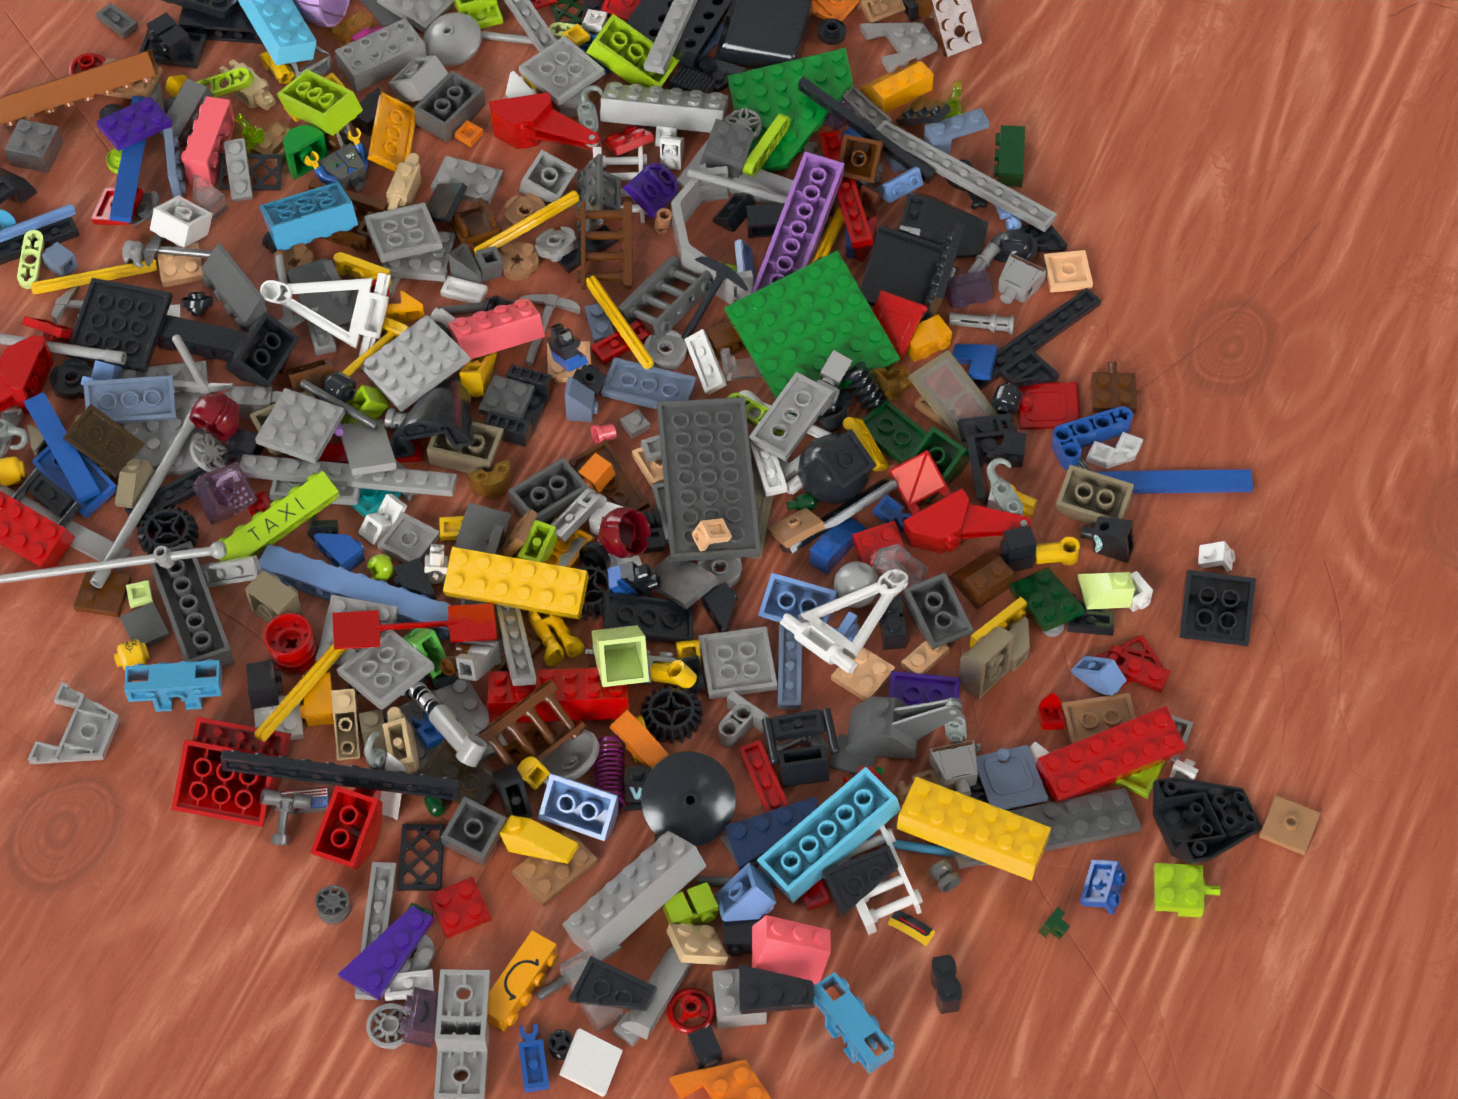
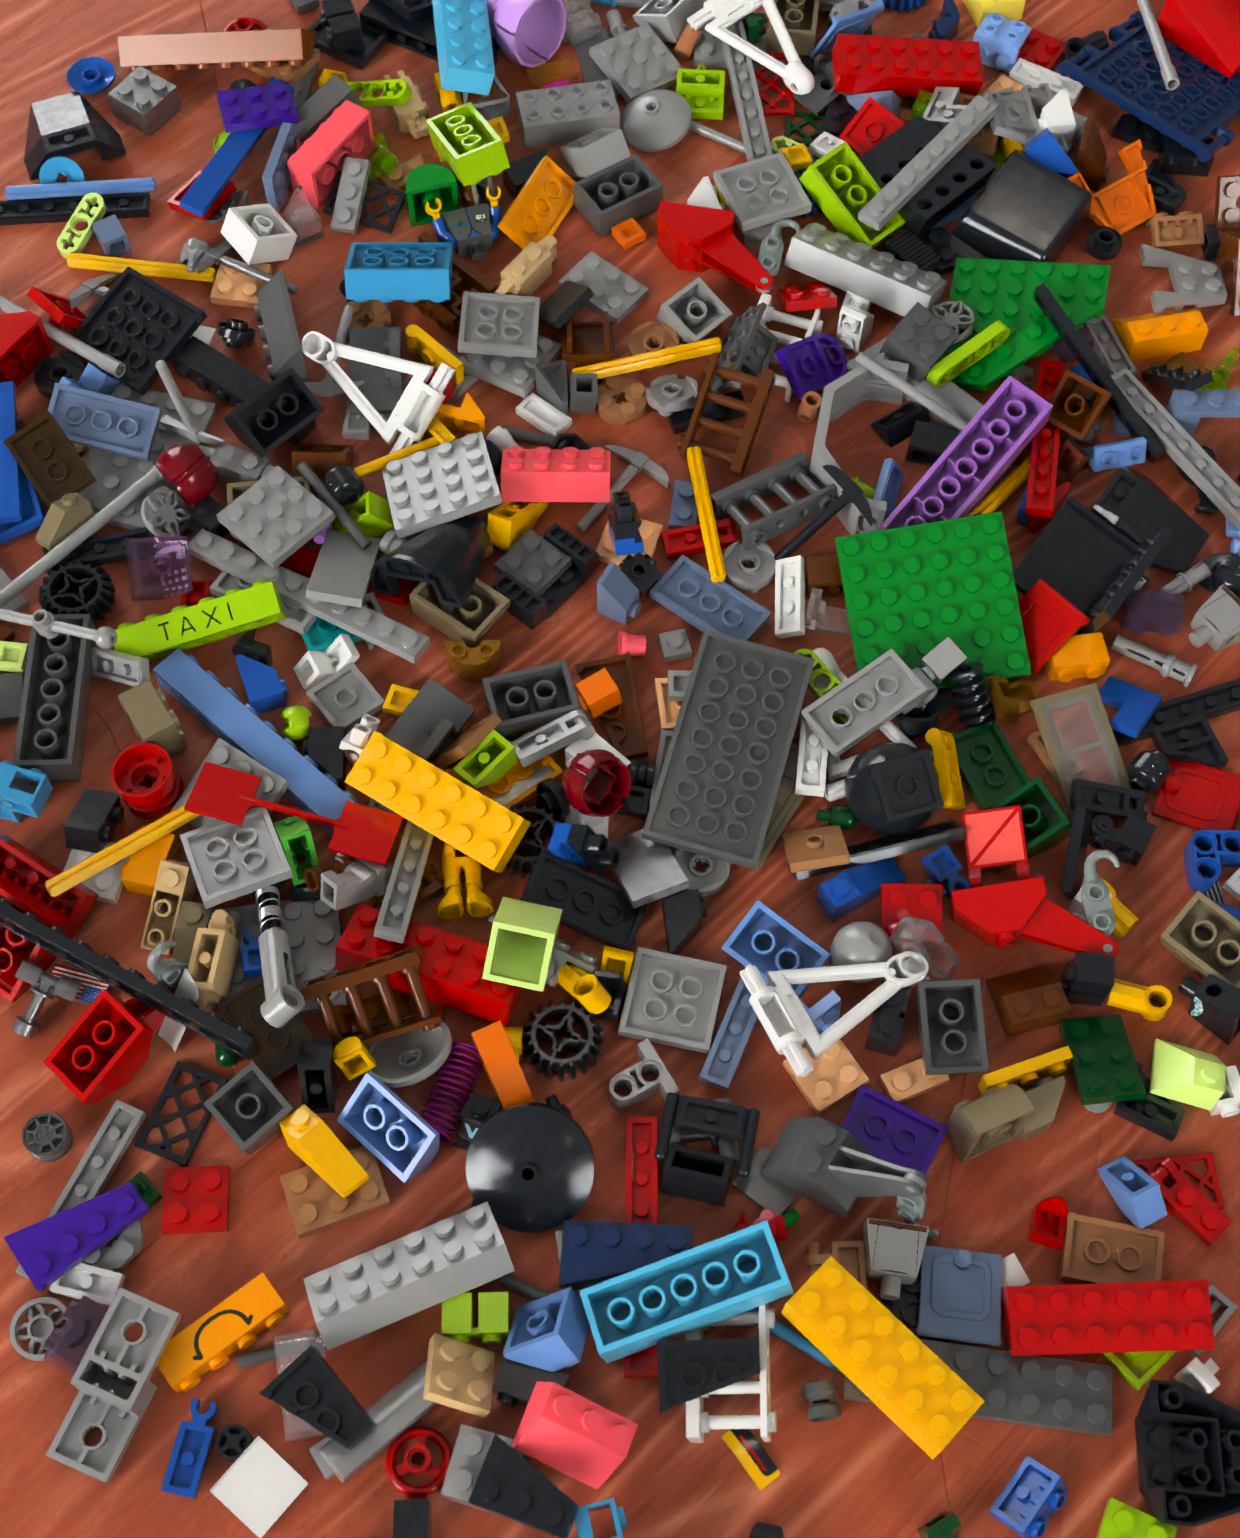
camera: 20 degrees right, 5 degrees up
(710, 532) = (702, 820): light nougat bracket -> none

